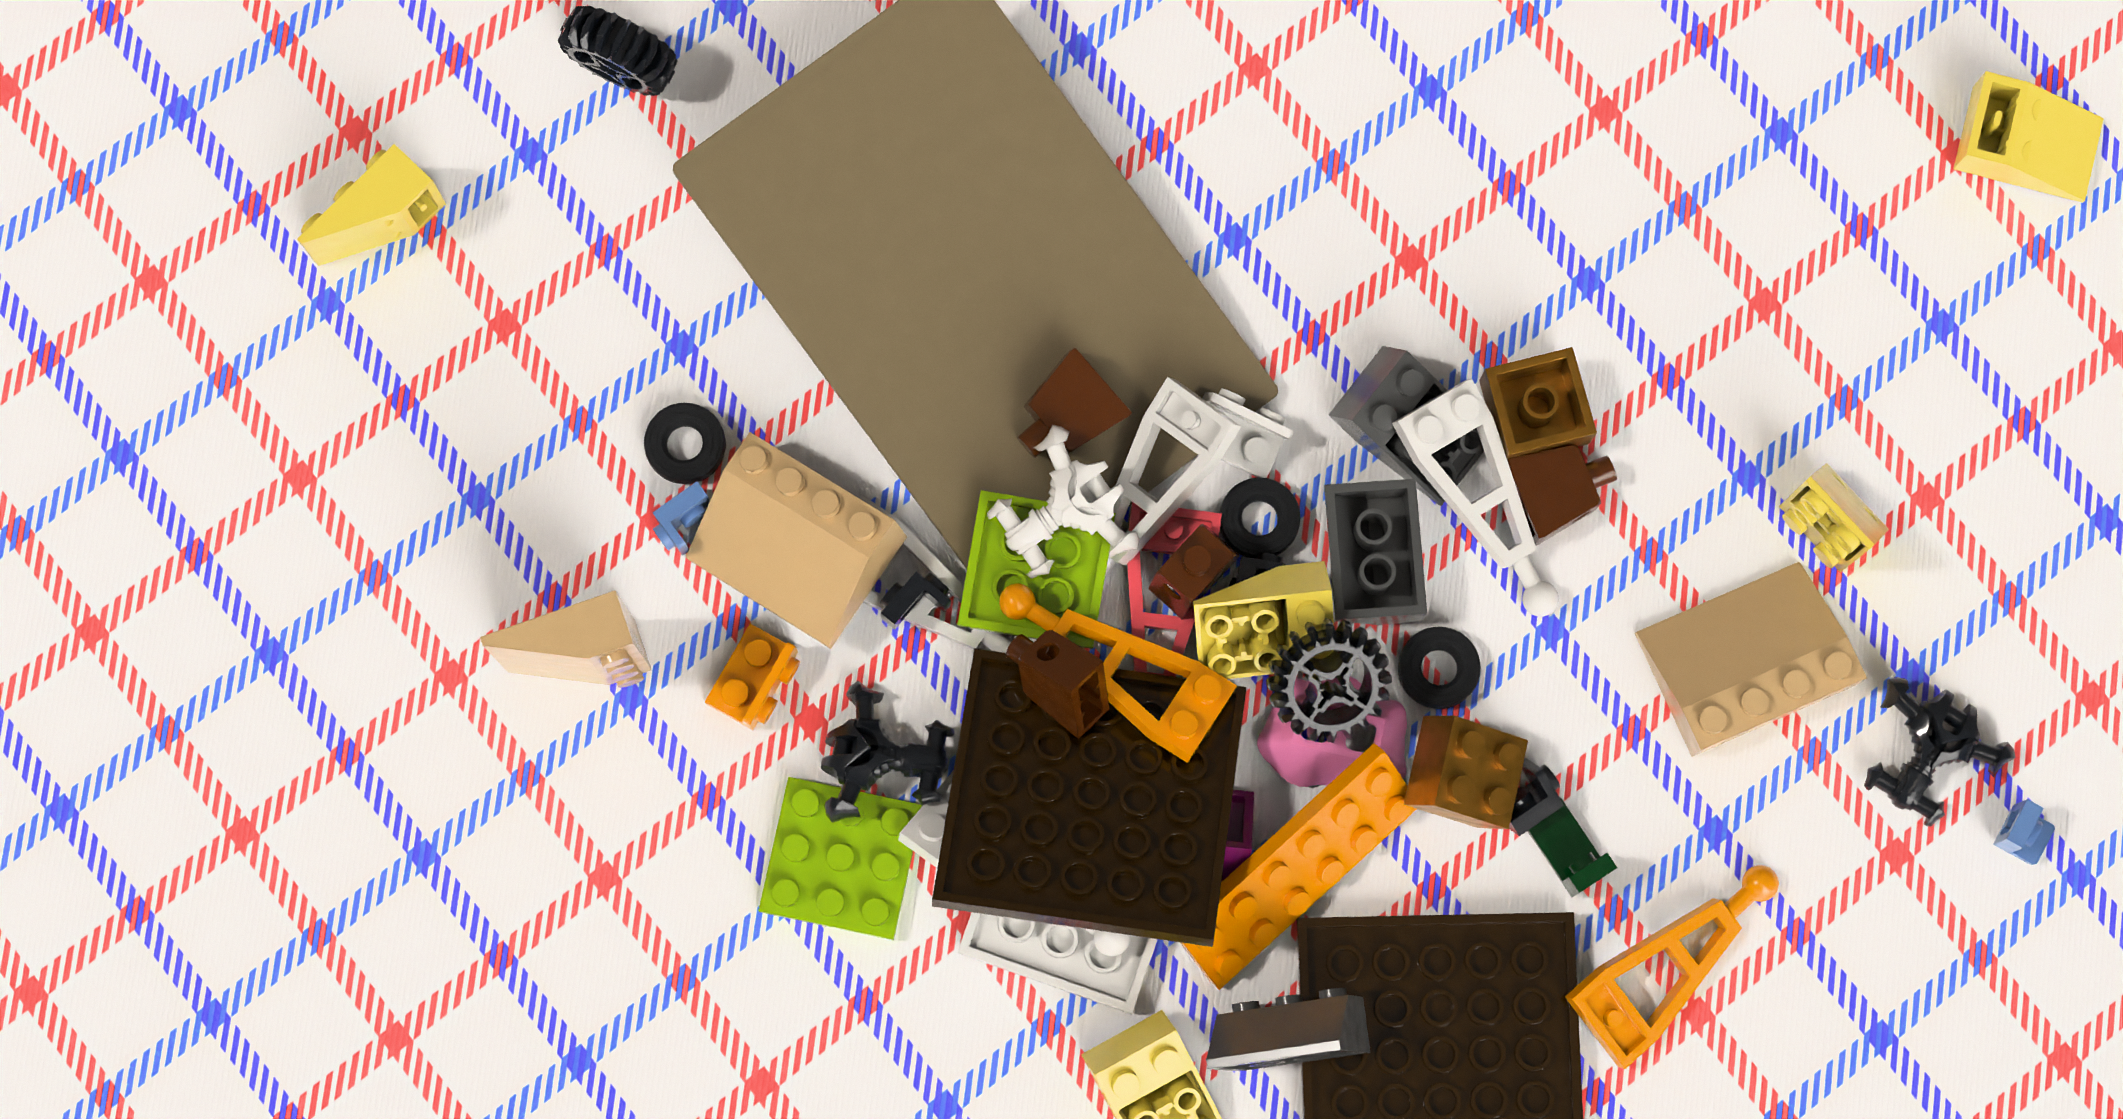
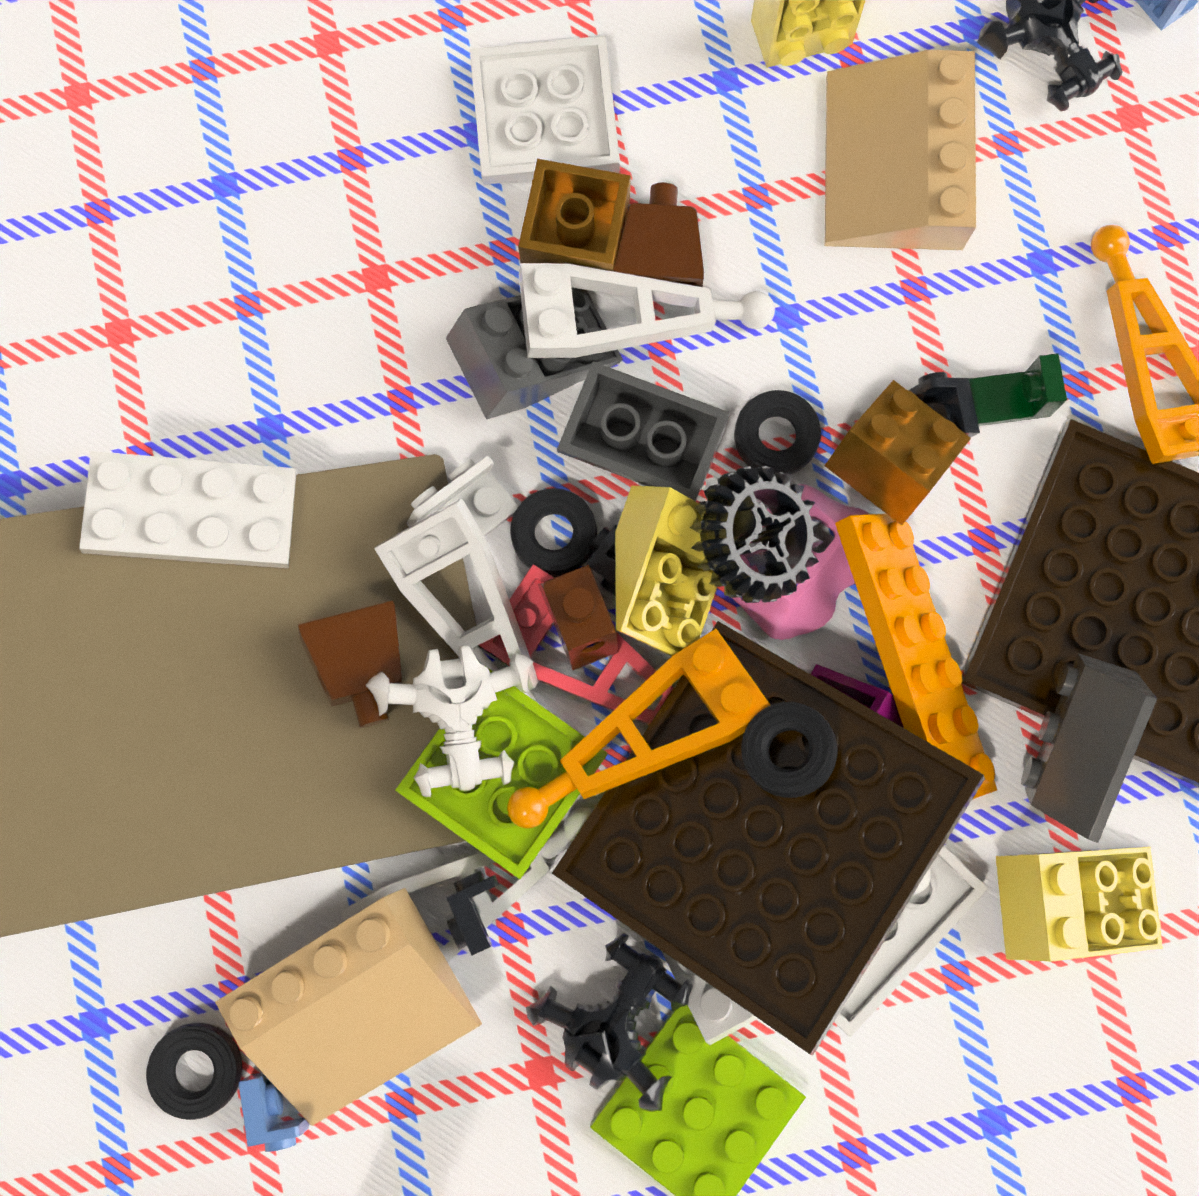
camera: 60 degrees left, 0 degrees up
(752, 677) = (471, 1115): light orange bracket -> none
(1062, 679) = (630, 801): reddish brown torso -> none
(1127, 213) = (188, 510): none -> white plate
(1162, 757) = (807, 776): none -> black tyre
(1633, 330) = (543, 105): none -> white plate

